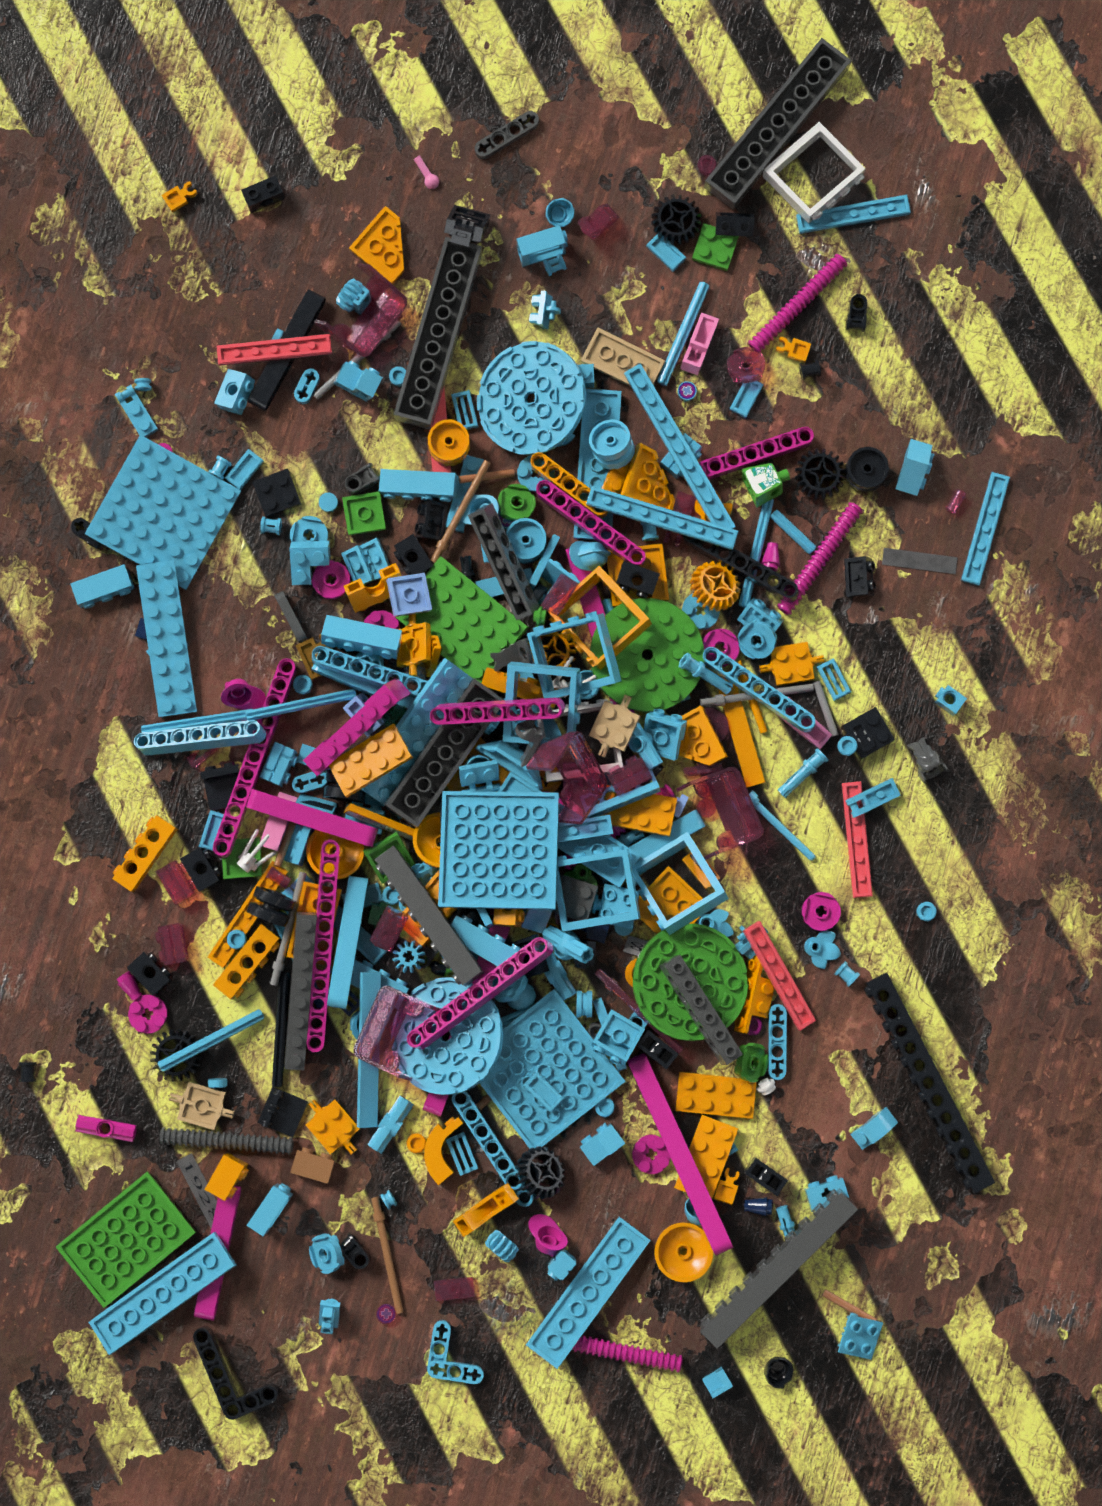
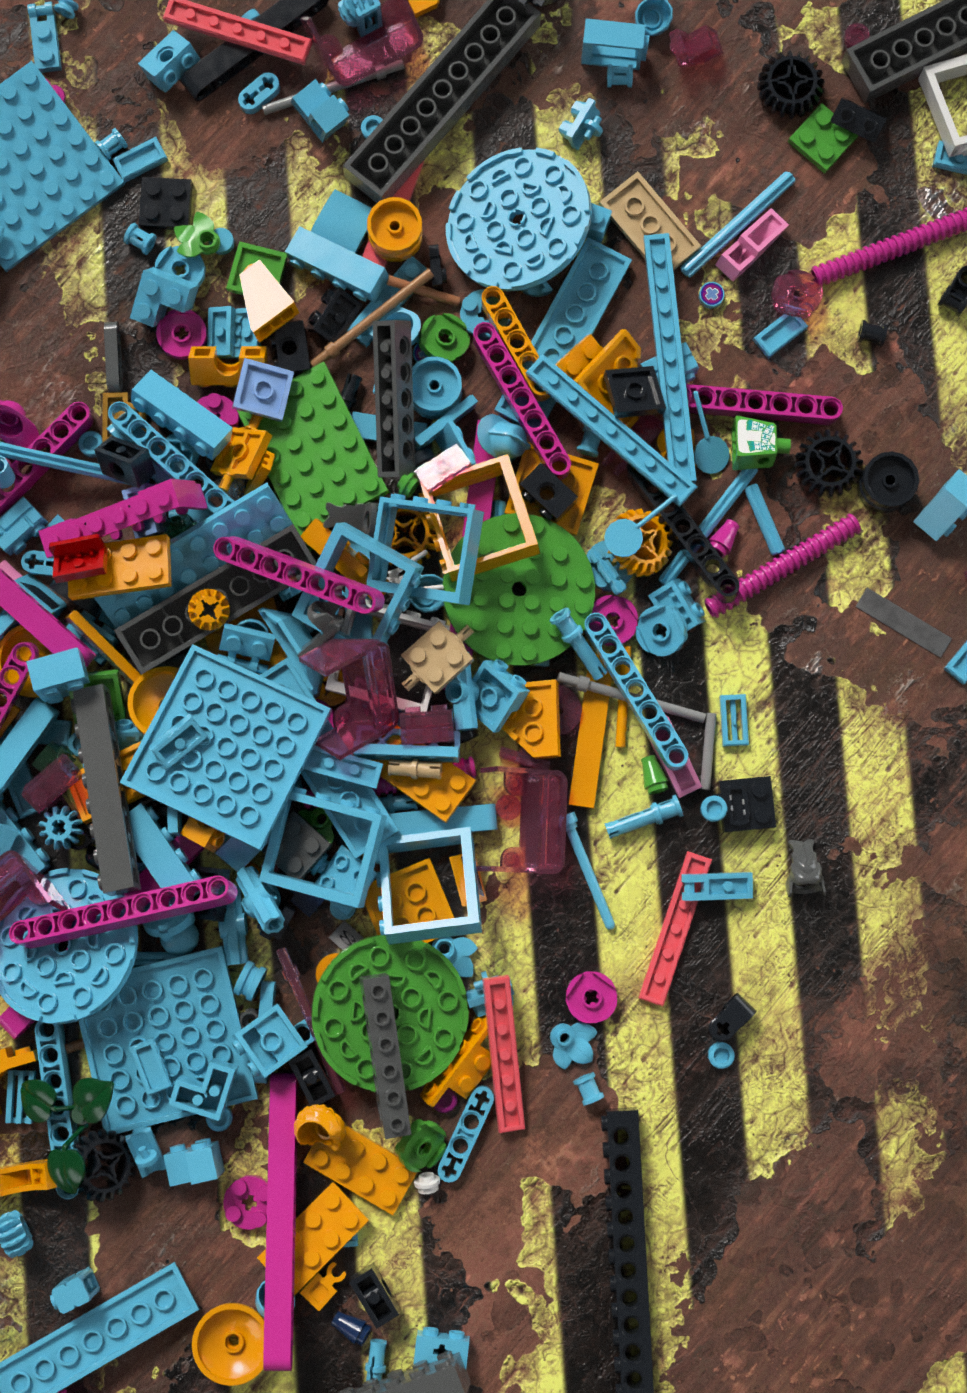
camera: 25 degrees right, 0 degrees up
(309, 507) = (196, 235): none -> bright green plate
(337, 686) = (125, 461): none -> black brick
(342, 766) = (79, 558): none -> red bracket
(360, 852) = (57, 674): none -> medium azure brick
(363, 479) = (274, 230): dark grey piece -> none
(382, 531) = (265, 301): none -> slope
(408, 451) = (343, 221): none -> medium azure slope
(435, 765) = (211, 597): none -> light orange gear
(465, 860) = (178, 741): none -> medium azure slope
(468, 426) = (437, 181): medium azure tile -> none
(492, 458) = (438, 272): none -> black plate
(519, 1128) = (91, 1104): none -> dark green plant
(547, 1234) = (76, 1244): dark pink piece -> none
(566, 1149) = (145, 1150): none -> medium azure hips
(593, 1093) = (206, 1097): none -> medium azure brick
(612, 444) = (590, 315): medium azure wheel -> none
(633, 808) = (415, 769): none -> tan pin
(666, 252) = (760, 119): medium azure tile -> none
(666, 484) = (634, 392): none -> black plate
(678, 1078) = (319, 1125): none -> light orange hair
(681, 802) = (477, 791): light blue bracket -> none
(702, 615) = (607, 571): none -> medium azure axle
(704, 586) = (625, 536): none -> medium azure piece
(736, 501) = (711, 452): none -> medium azure piece
(792, 664) = (691, 679): light orange plate -> none
(796, 742) = (653, 775): none -> bright green cone
(797, 349) = (867, 302): light orange plate -> none
(859, 576) = (821, 609): black bracket -> none
(874, 1128) = (537, 1298): medium azure brick -> none
(922, 880) = (734, 1015): none -> black piece
(958, 698) = (876, 813): medium azure brick -> none

